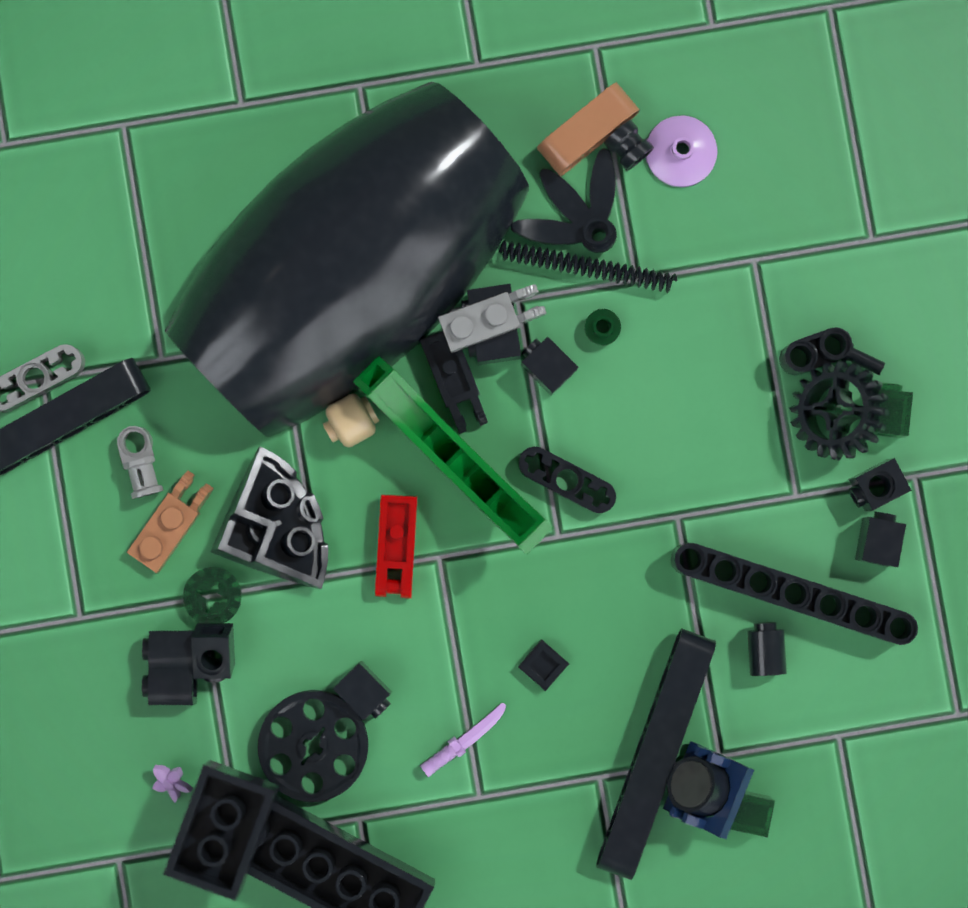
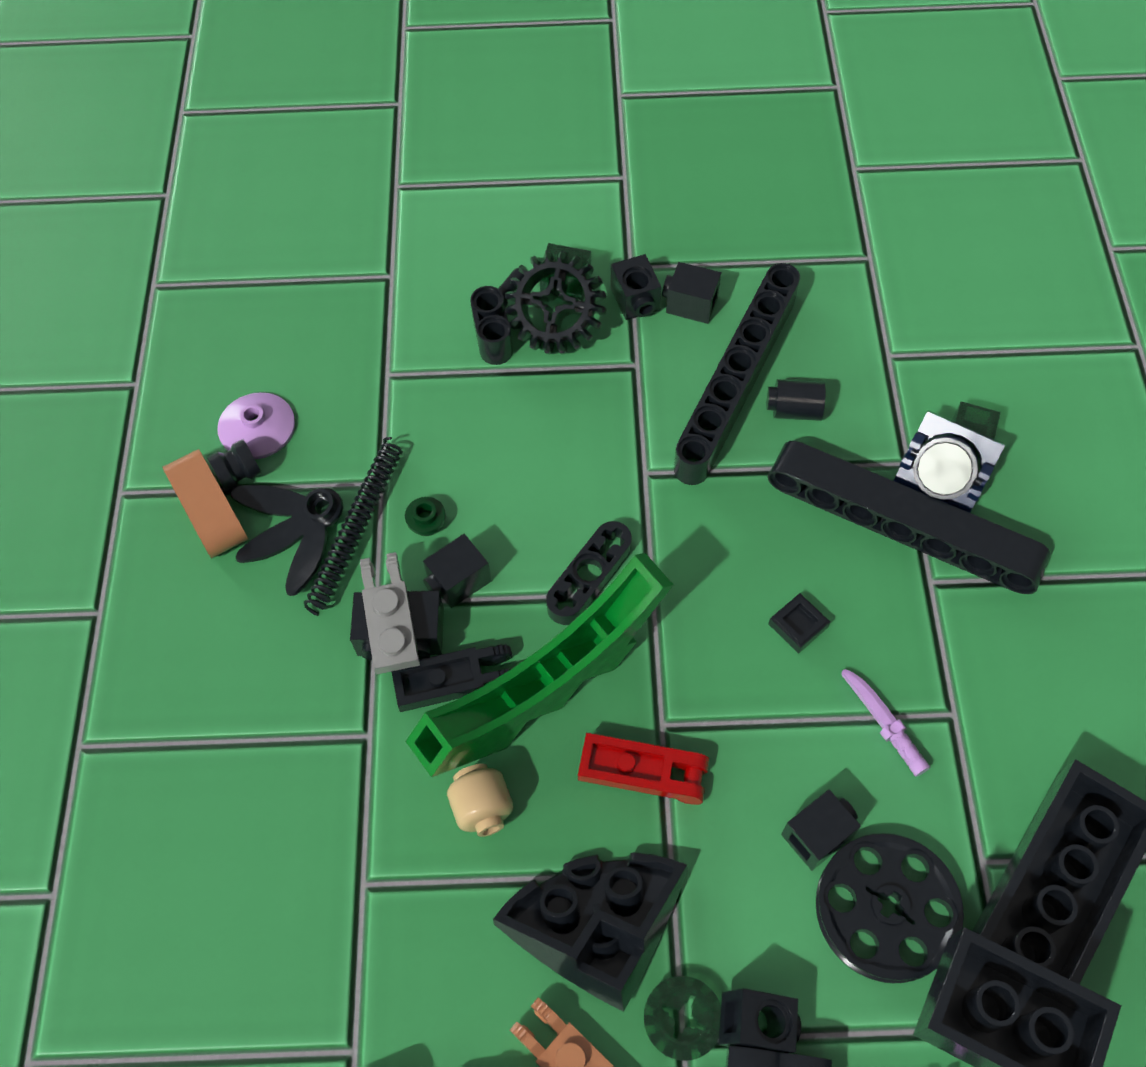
camera: 75 degrees left, 25 degrees down
(349, 257) = (279, 787): black windscreen -> none

